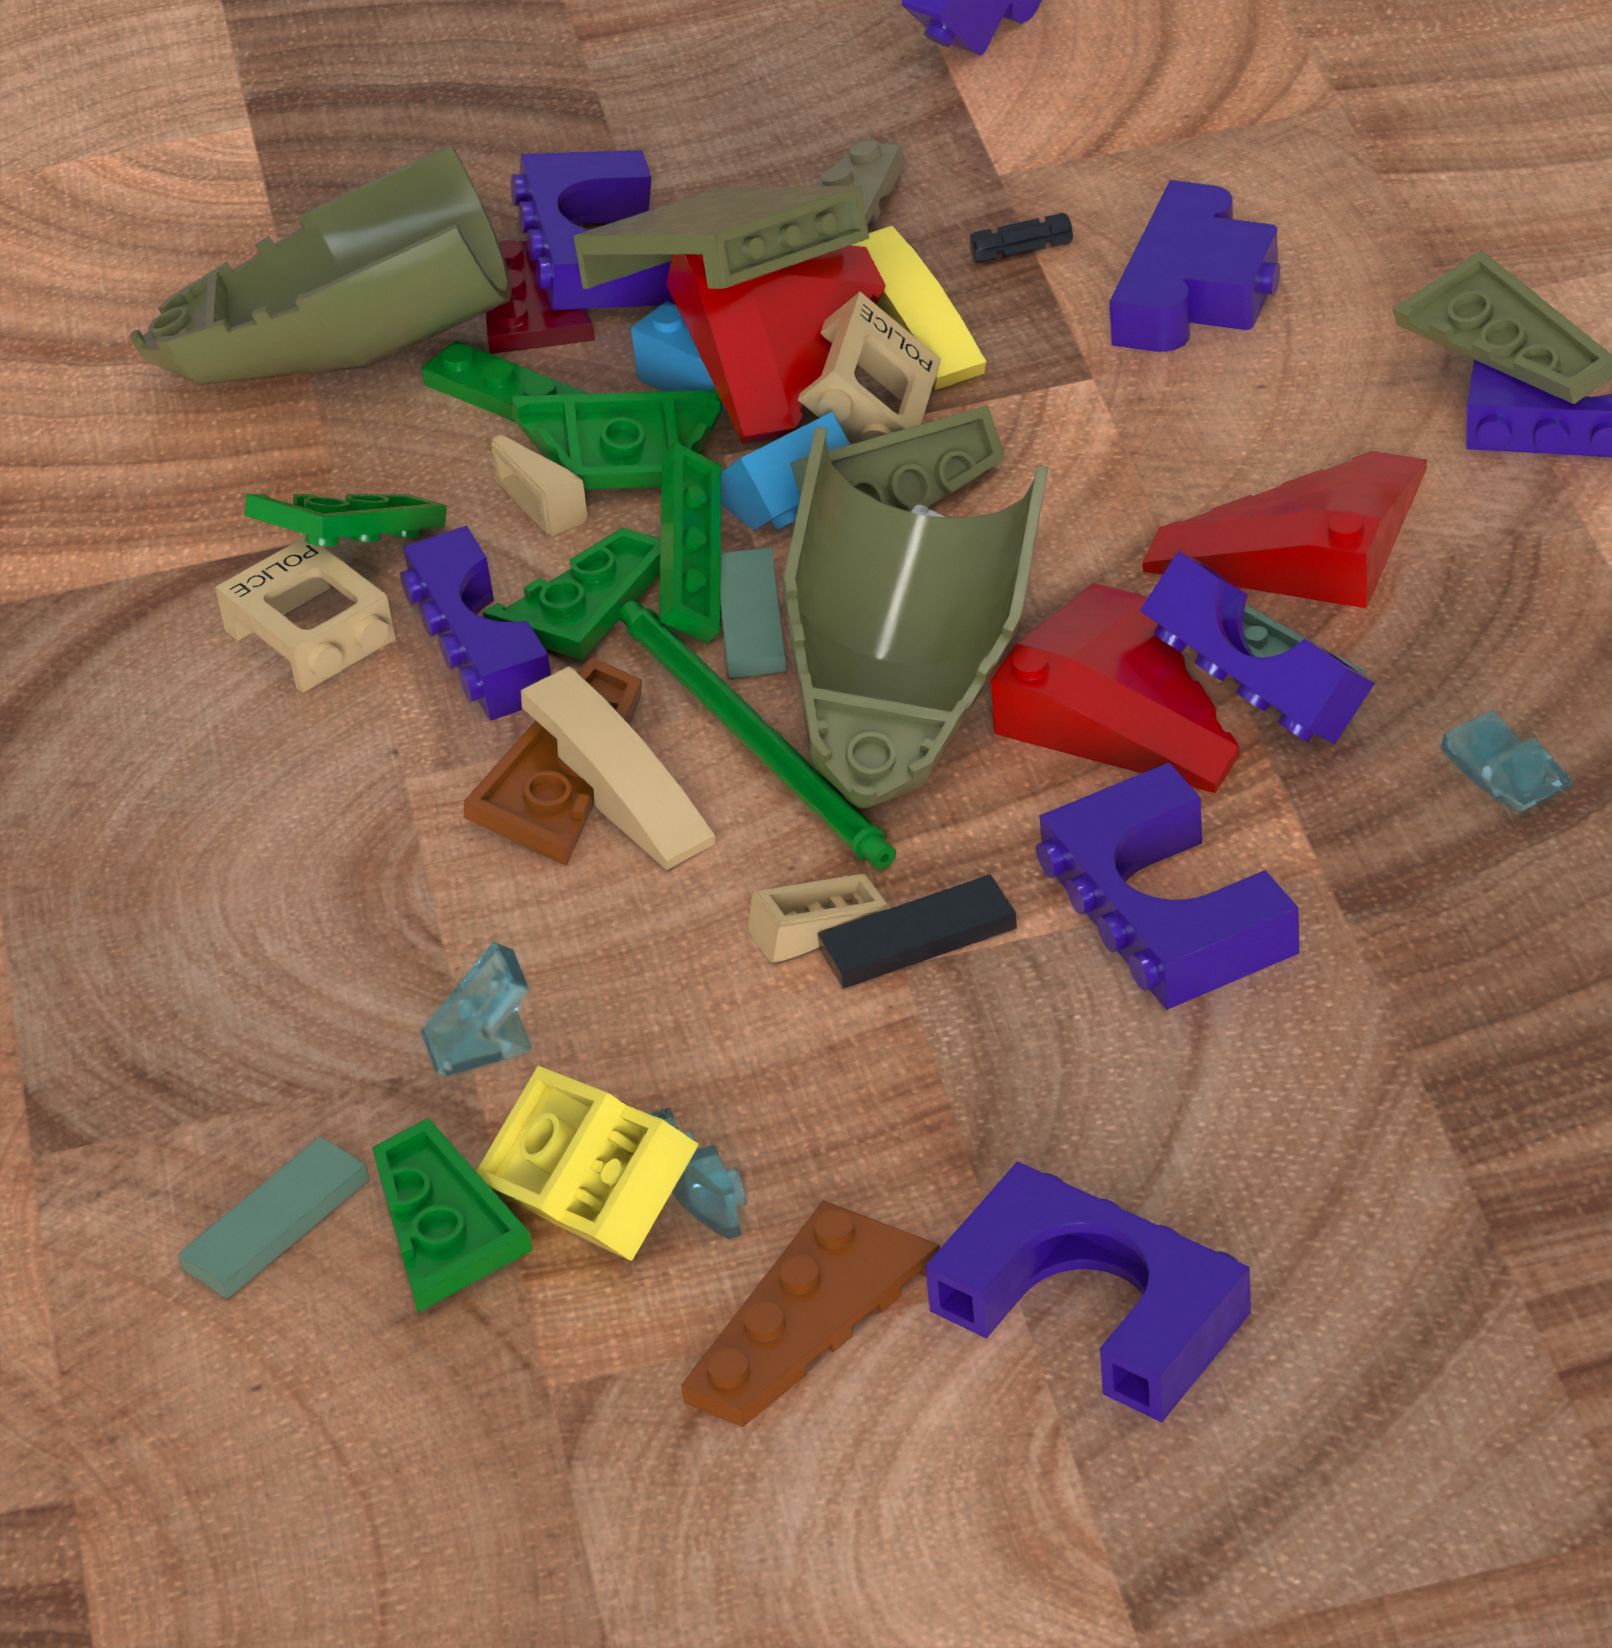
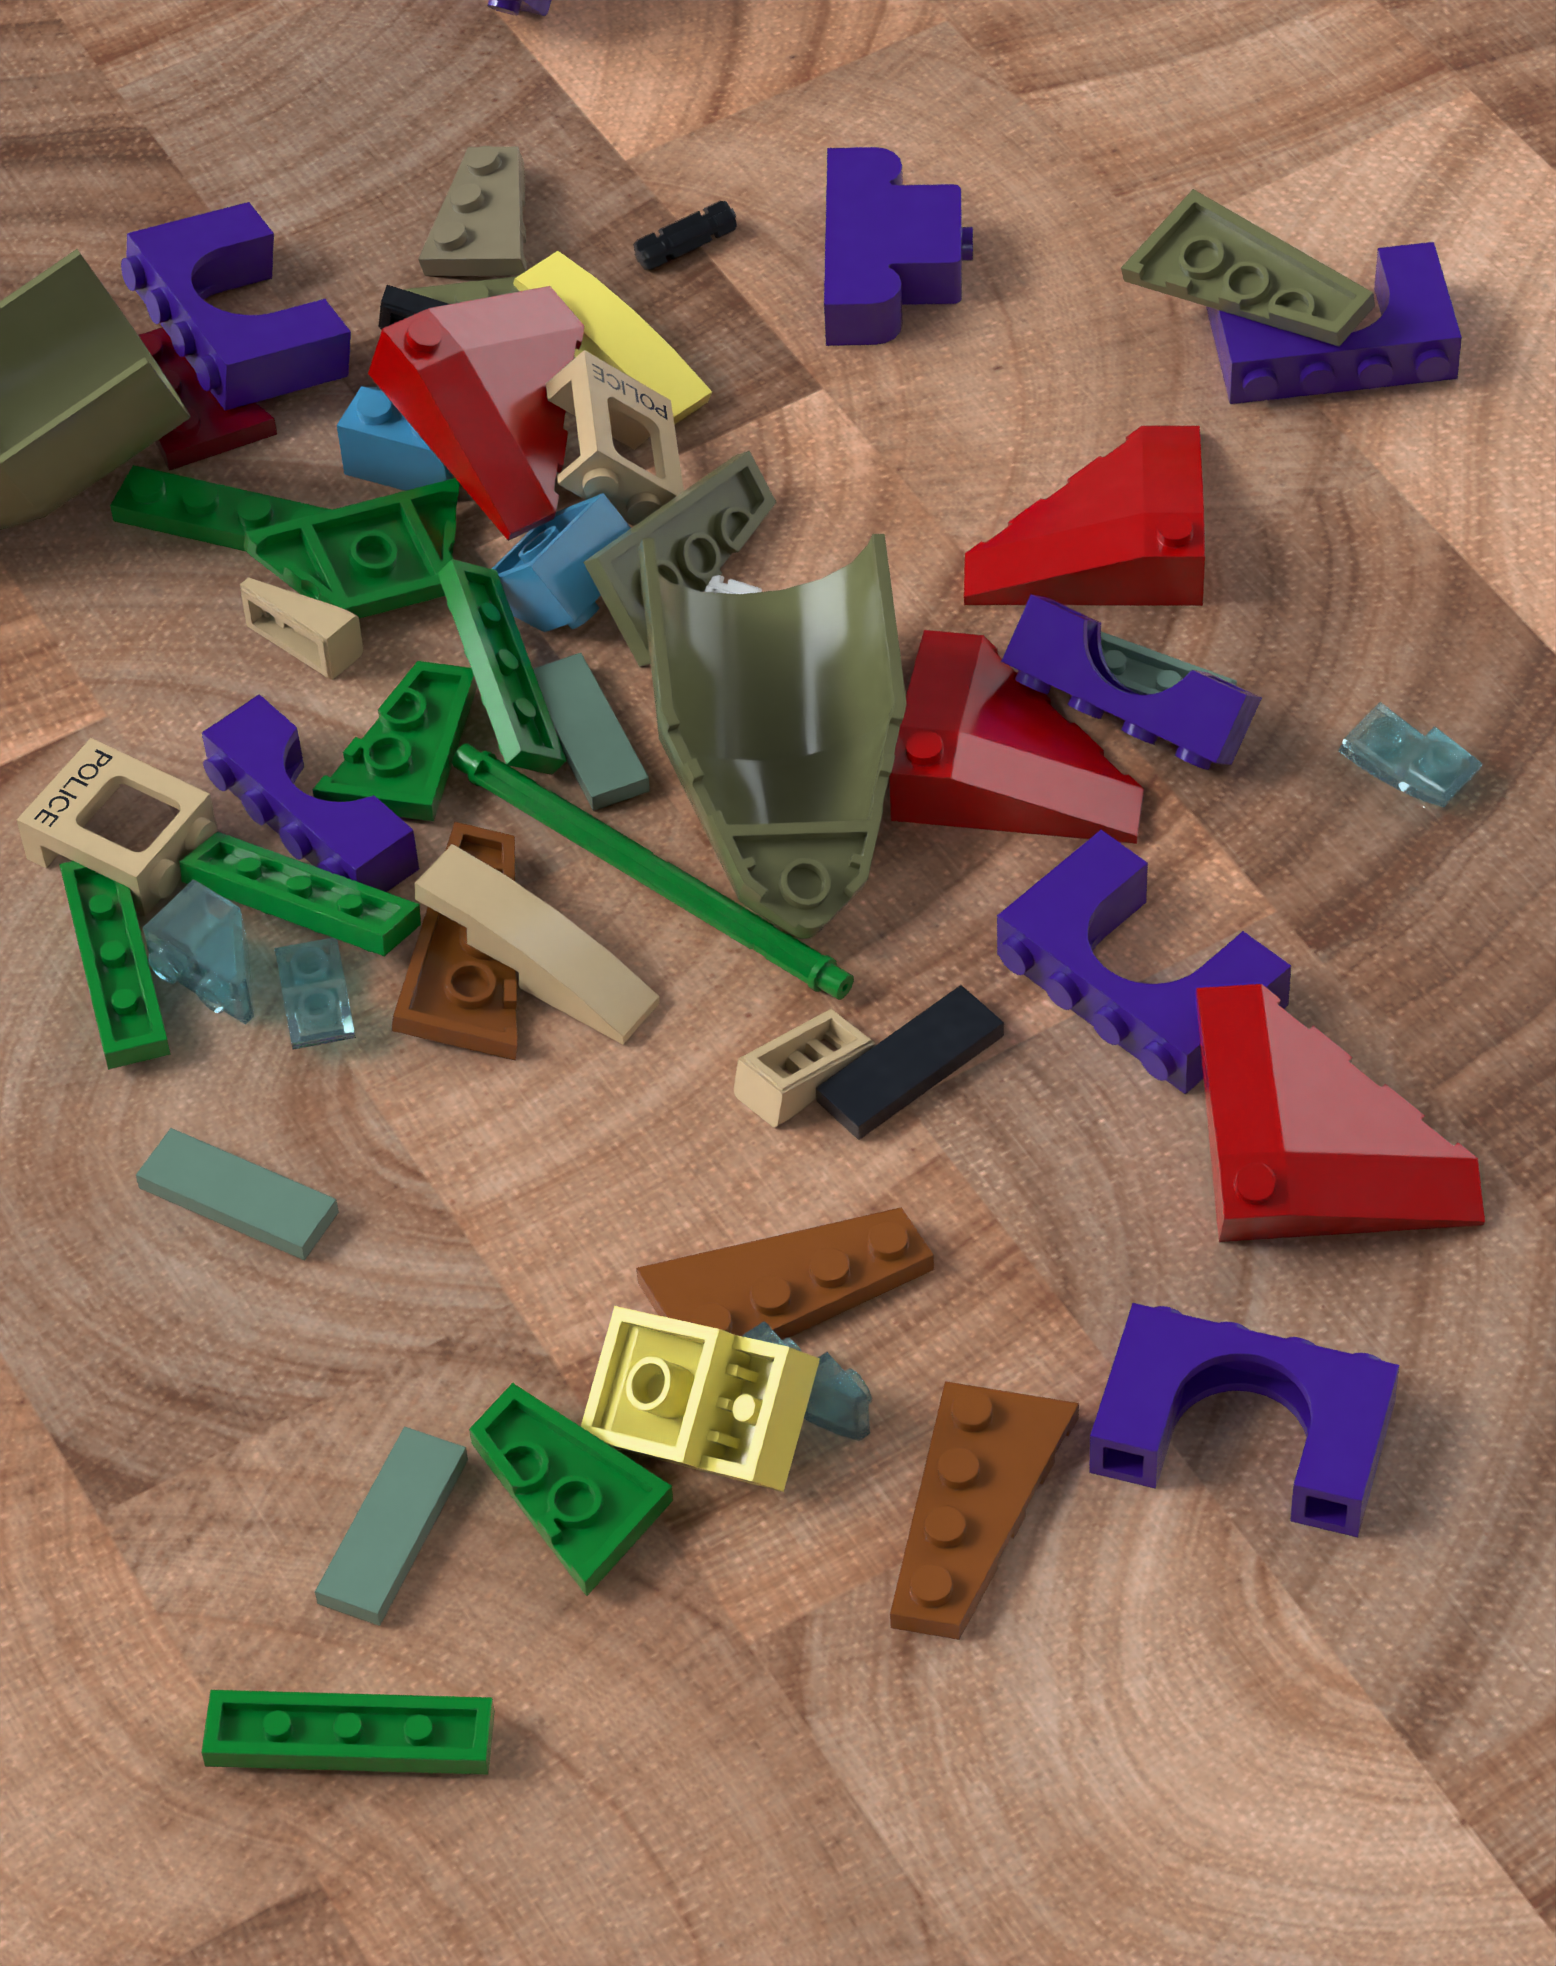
camera: 20 degrees left, 10 degrees up
(152, 1375) = (348, 1732): none -> green plate
(250, 724) = (115, 967): none -> green plate
(271, 923) = (237, 1193): none -> sand green tile
(332, 720) = (204, 948): none -> clear light blue slope
(357, 517) = (124, 711): green wing -> none
(413, 775) = (314, 993): none -> clear light blue slope
(433, 691) = (301, 893): none -> green plate
(480, 1016) = (514, 1256): clear light blue slope -> none
(731, 1088) = (790, 1277): none -> dark orange wing
(734, 229) = (417, 294): olive panel -> none
(1258, 1063) = (1310, 1138): none -> red slope

